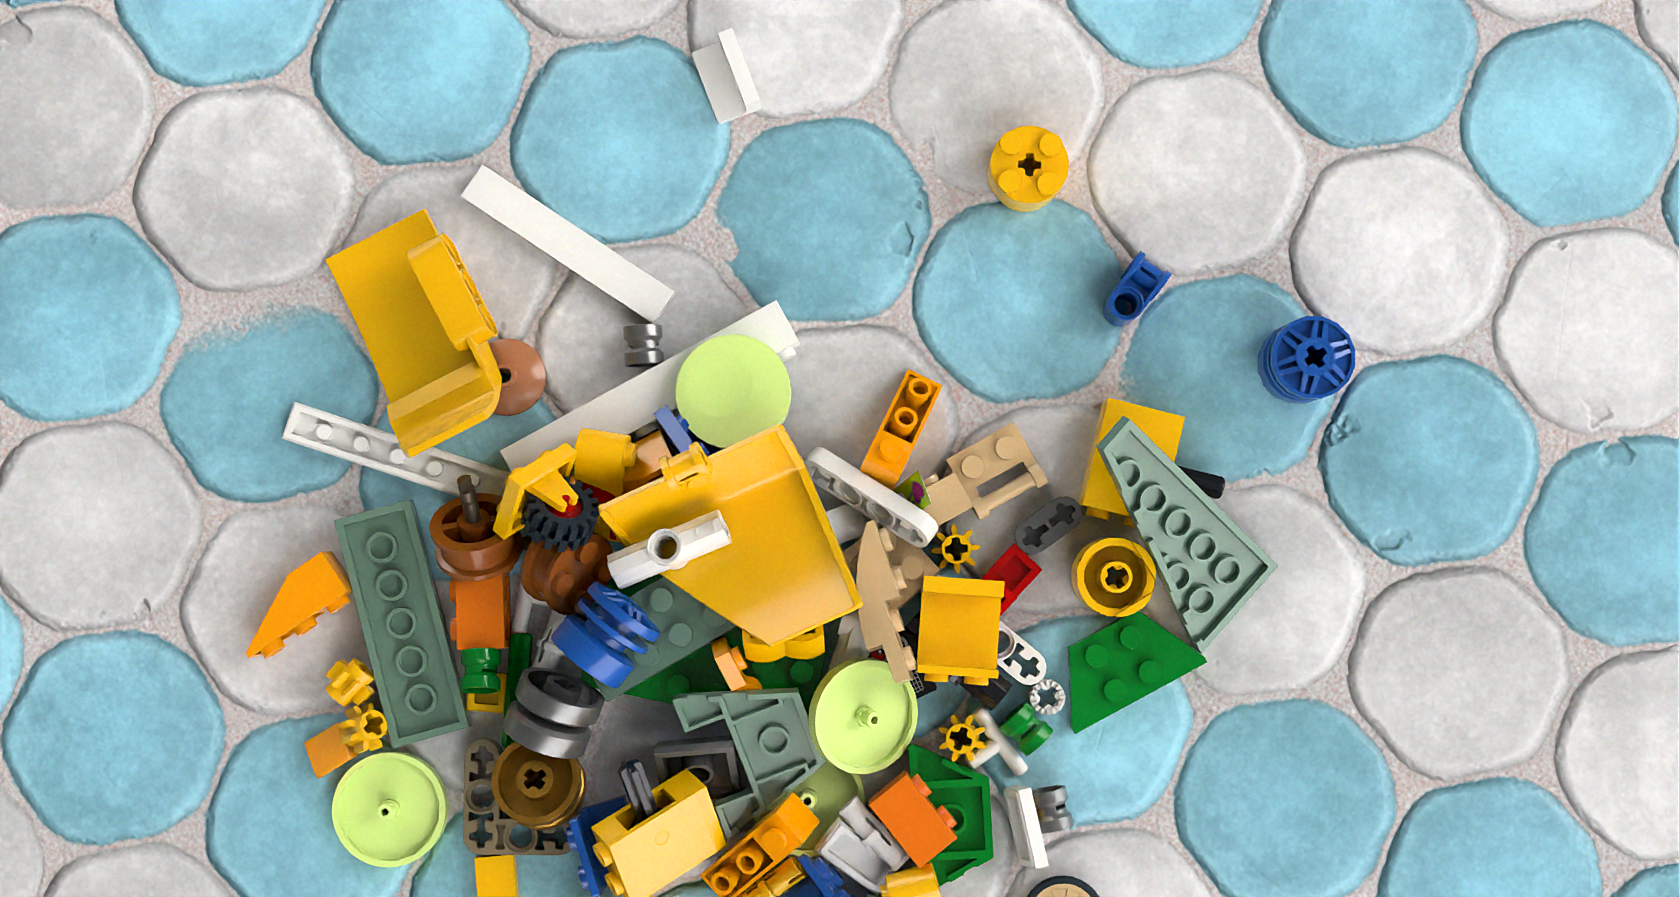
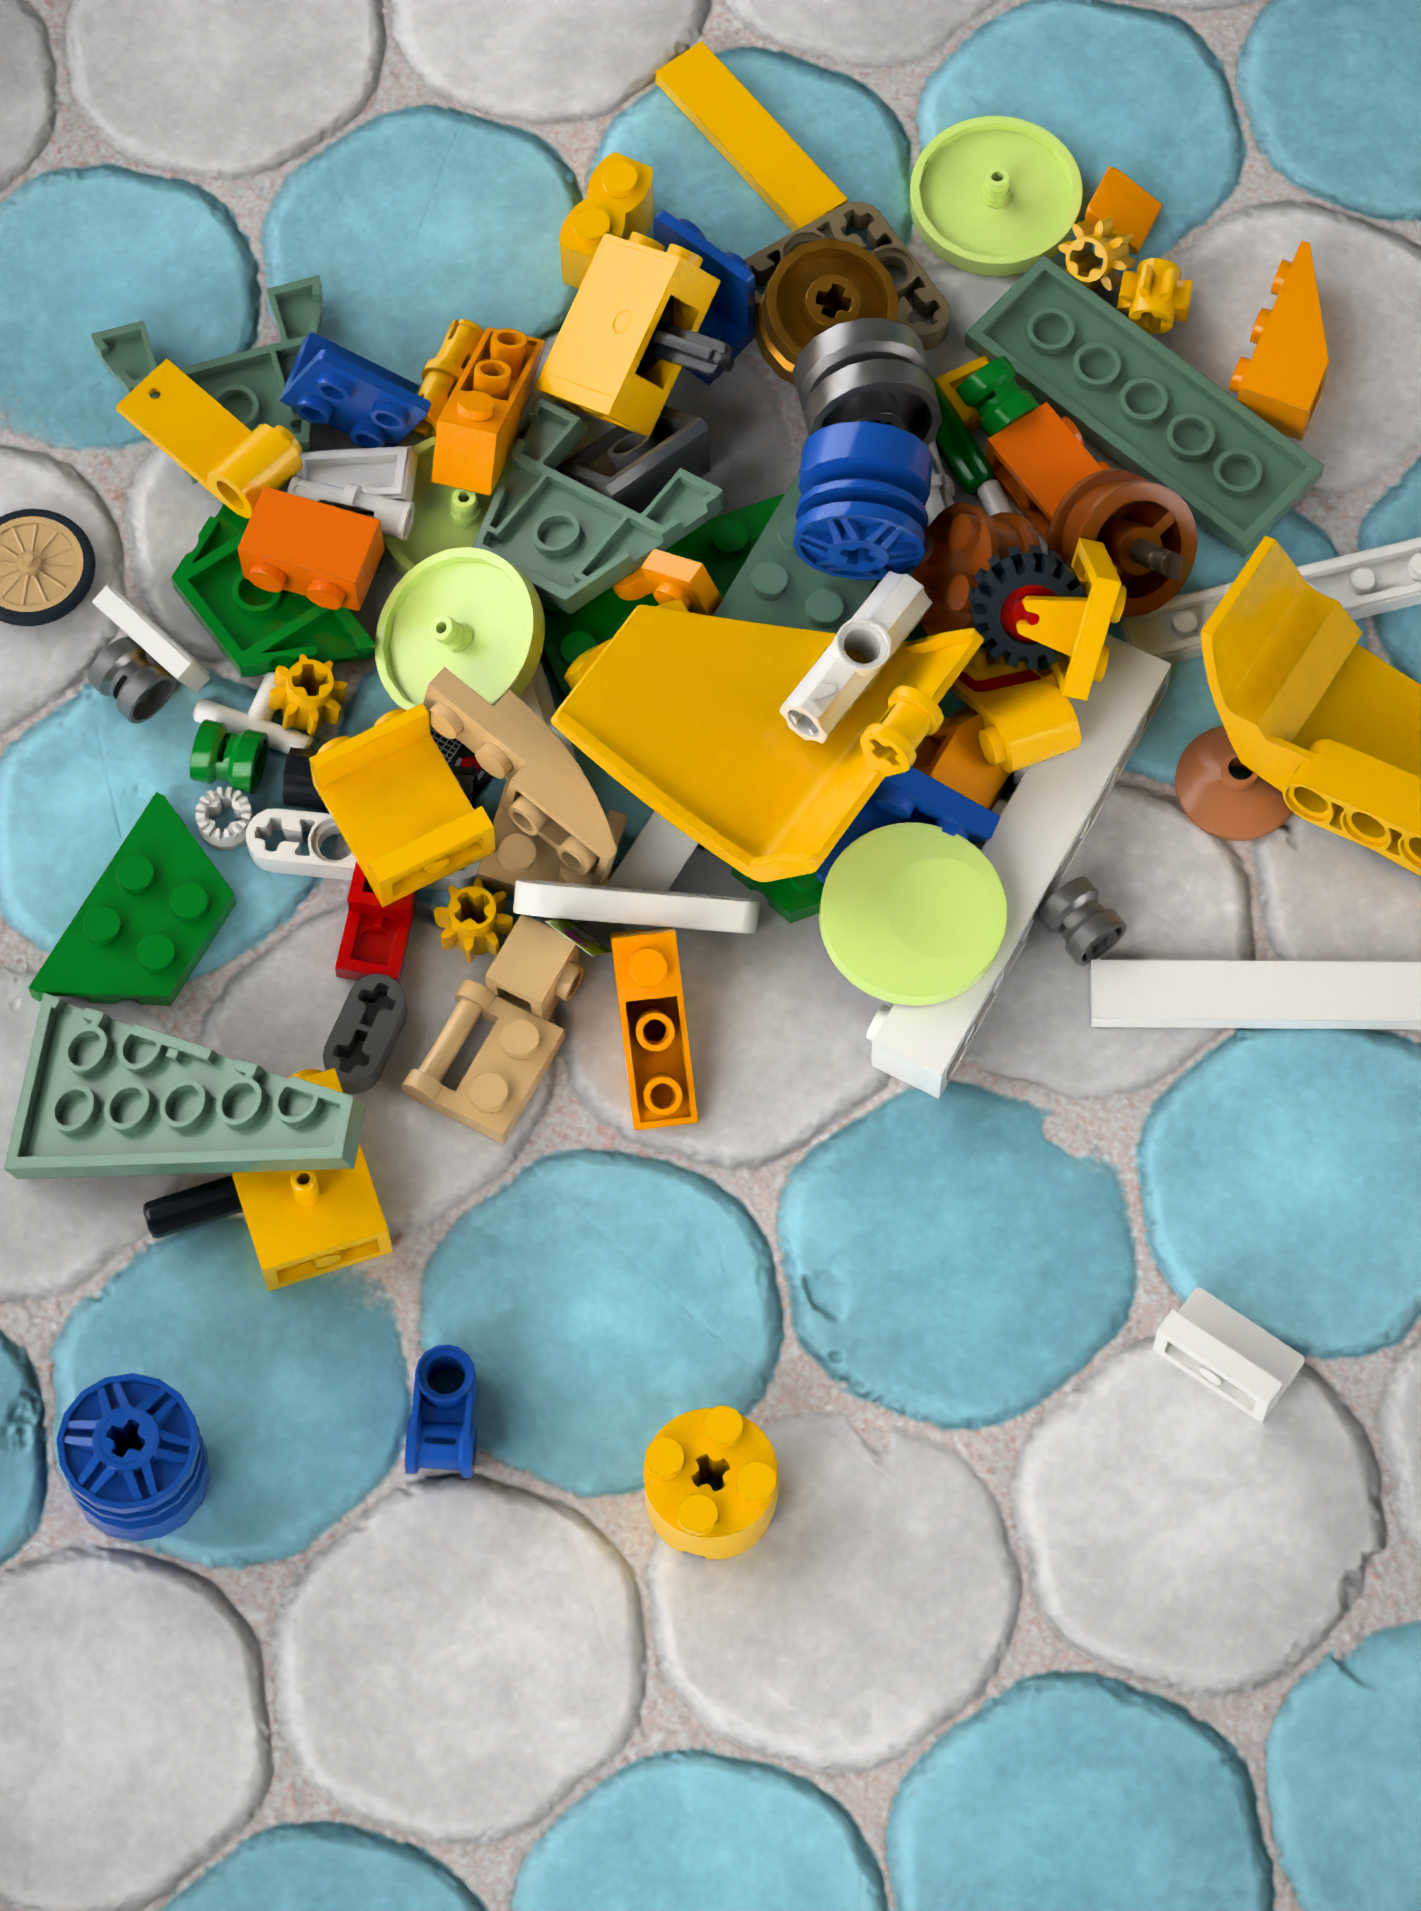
camera: 145 degrees right, 20 degrees down
(1135, 580) = (220, 977): yellow brick -> none

